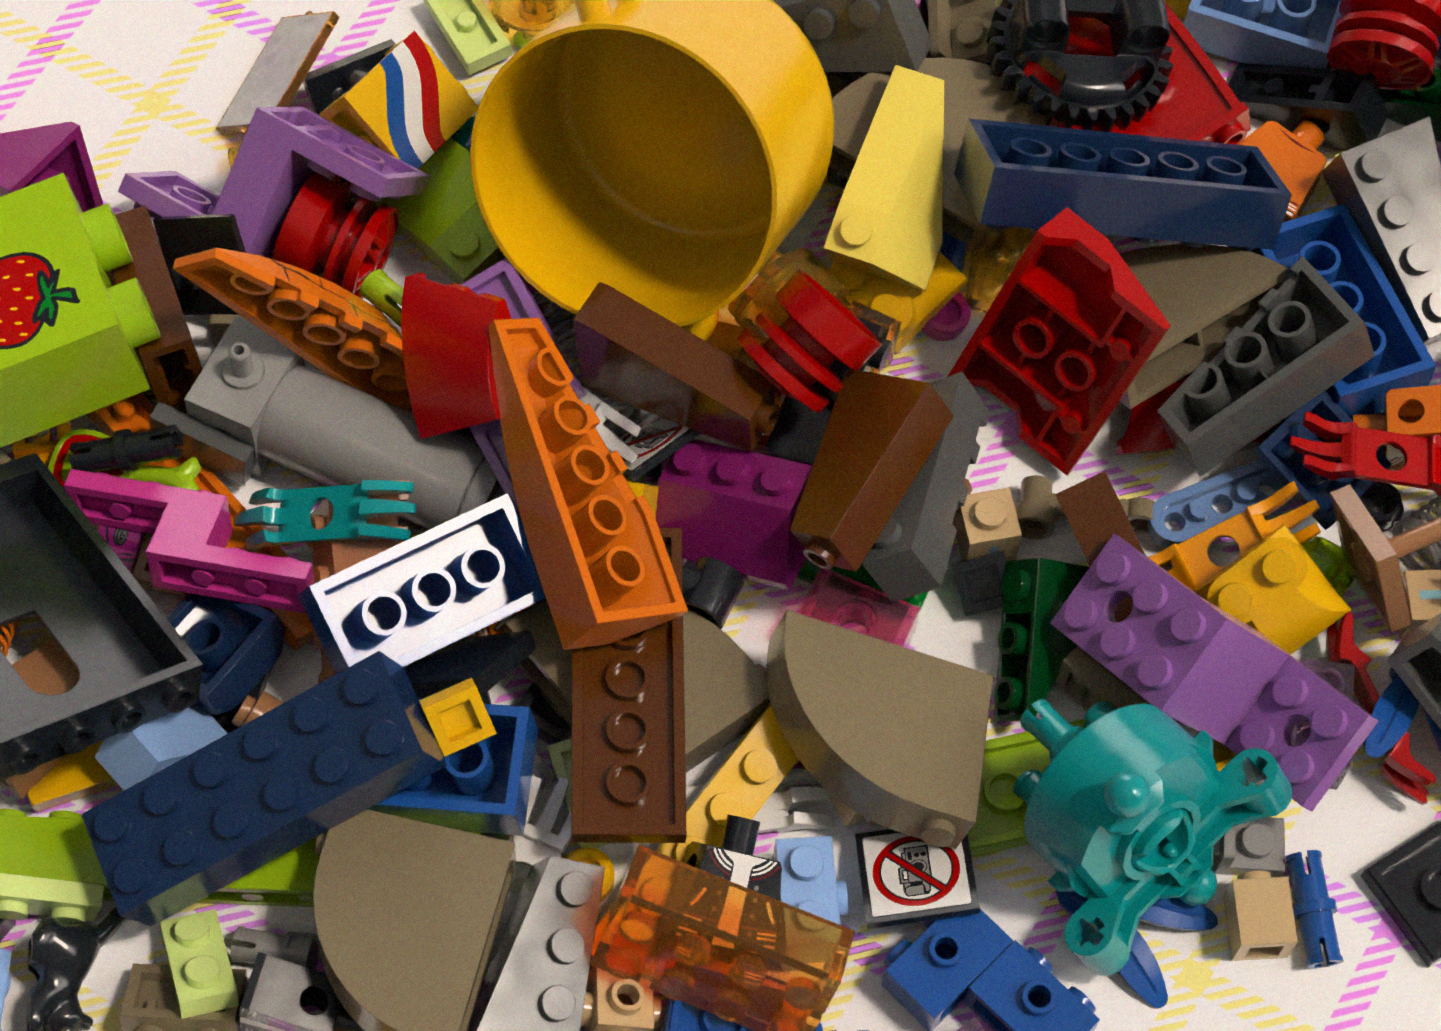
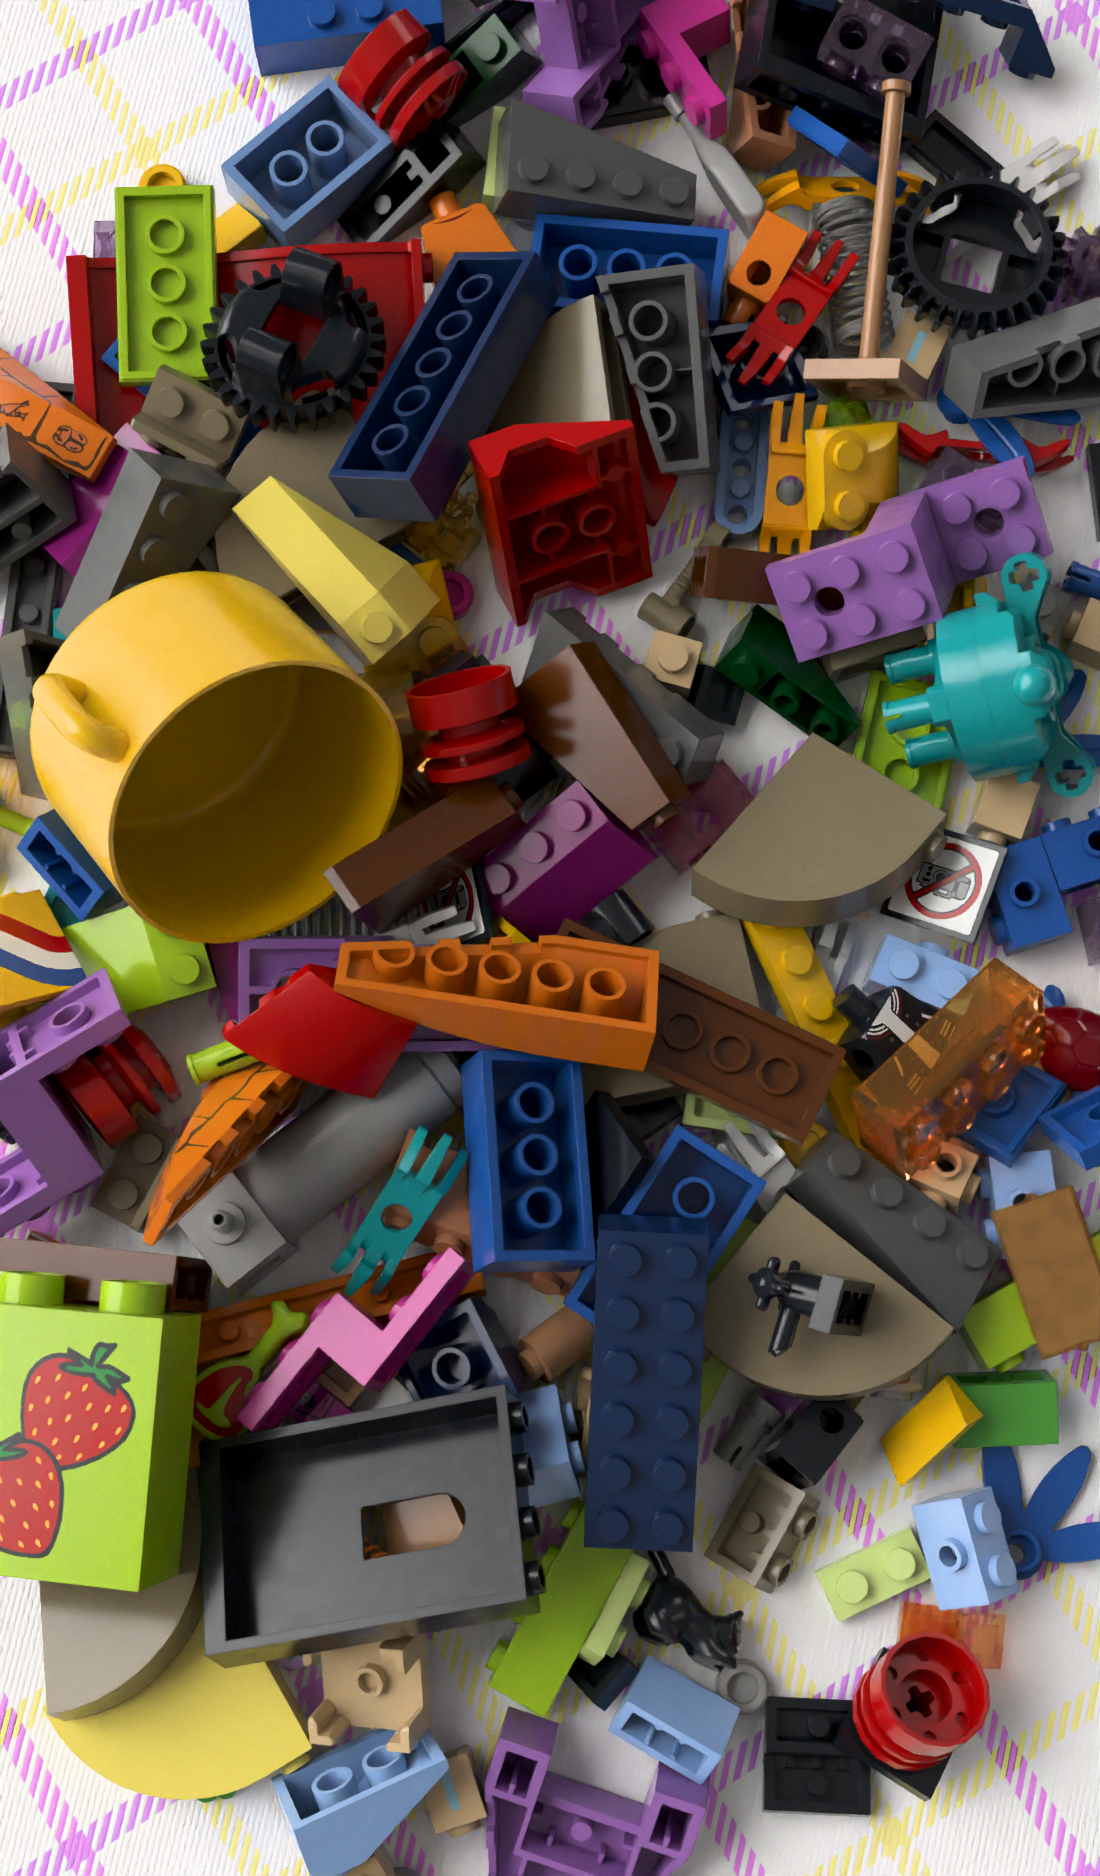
camera: 60 degrees left, 15 degrees up
(127, 450) = (239, 1360): black pin -> none
(190, 235) = (84, 1205): black piece -> none
(199, 964) = (741, 1501): yellowish green plate -> none
(208, 444) = (257, 1289): dark grey tile -> none
(410, 896) = (831, 1301): none -> black piece
(457, 717) = (666, 1189): yellow plate -> none
(1024, 901) = (1002, 810): none -> tan brick

